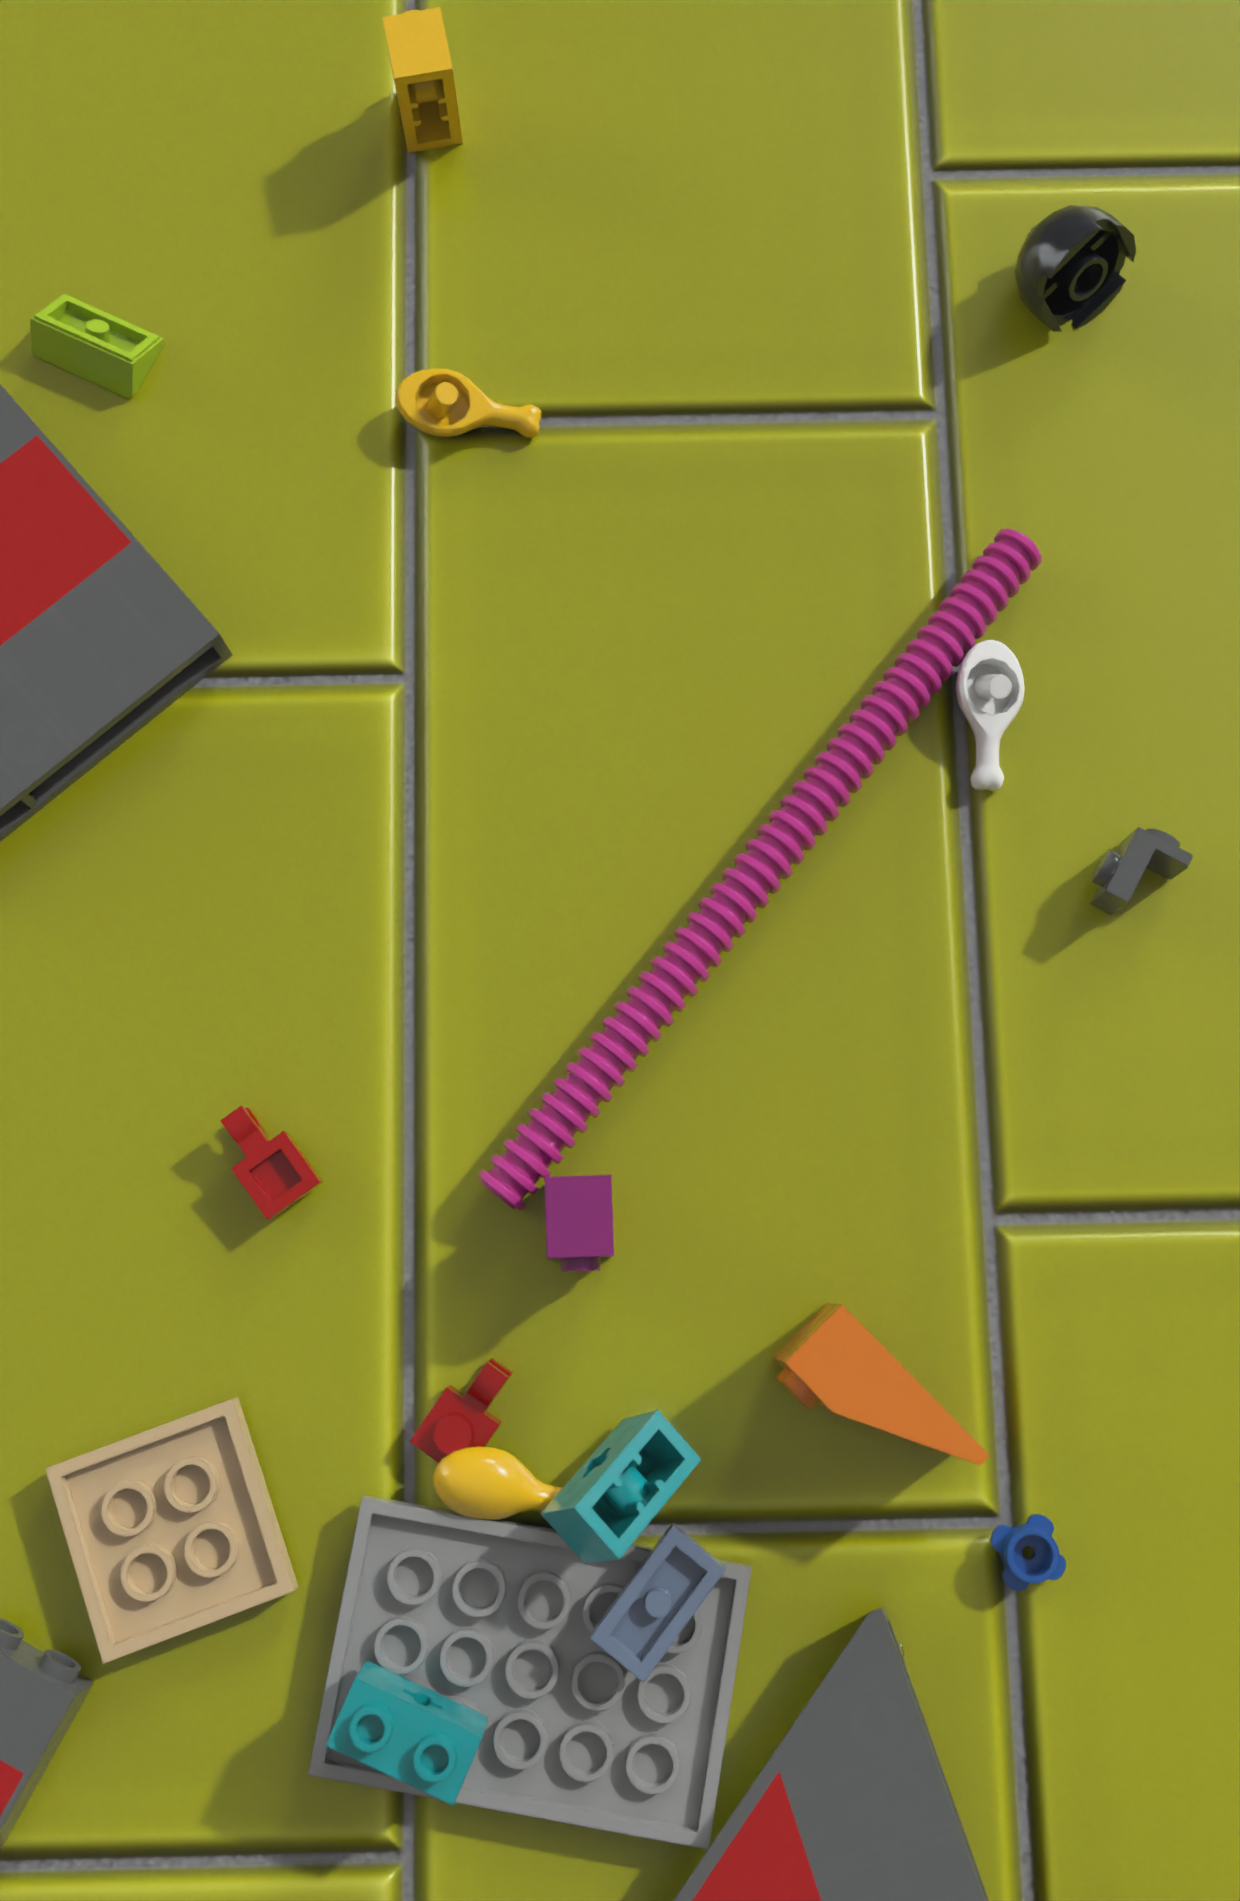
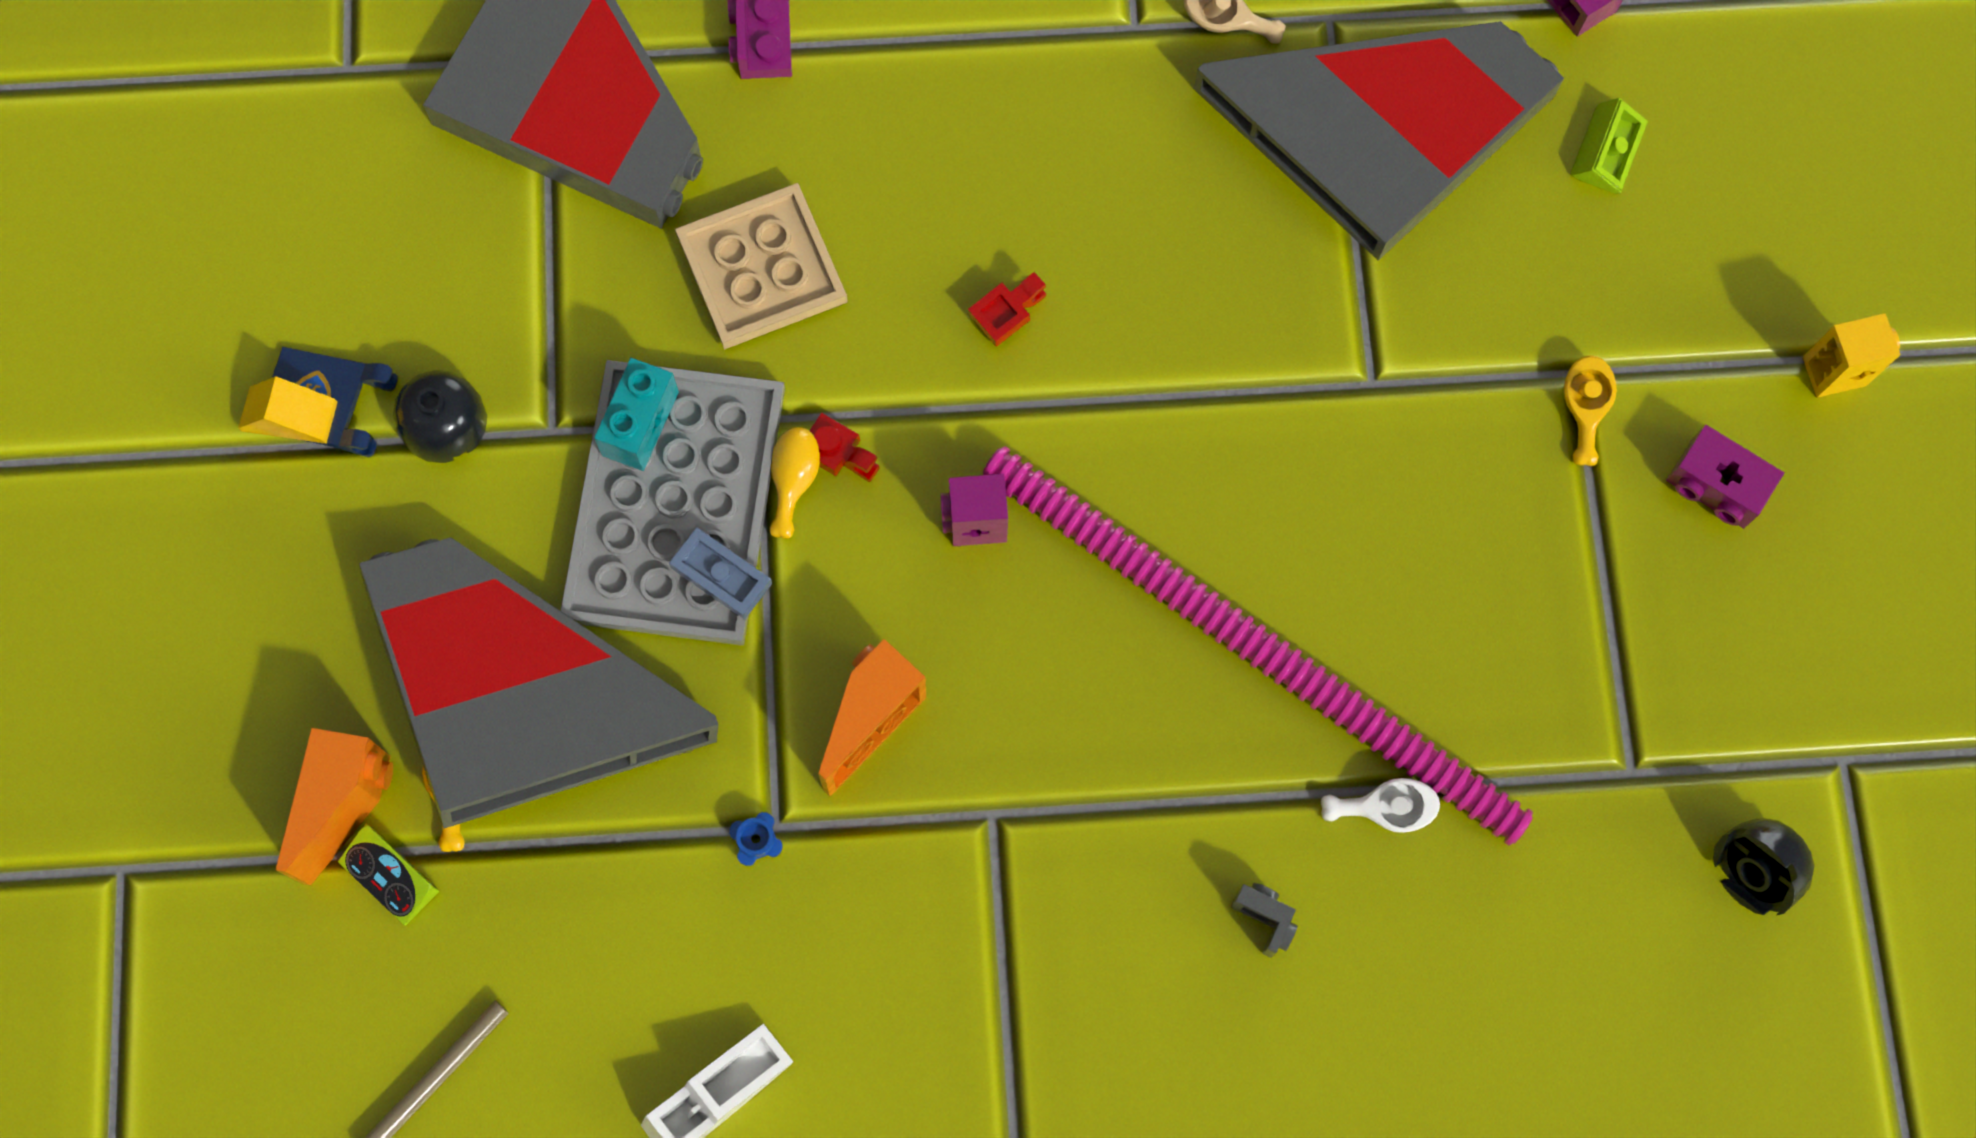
camera: 85 degrees right, 5 degrees down
(570, 255) = (1747, 477): none -> magenta brick
(621, 1487) = (796, 546): teal brick -> none

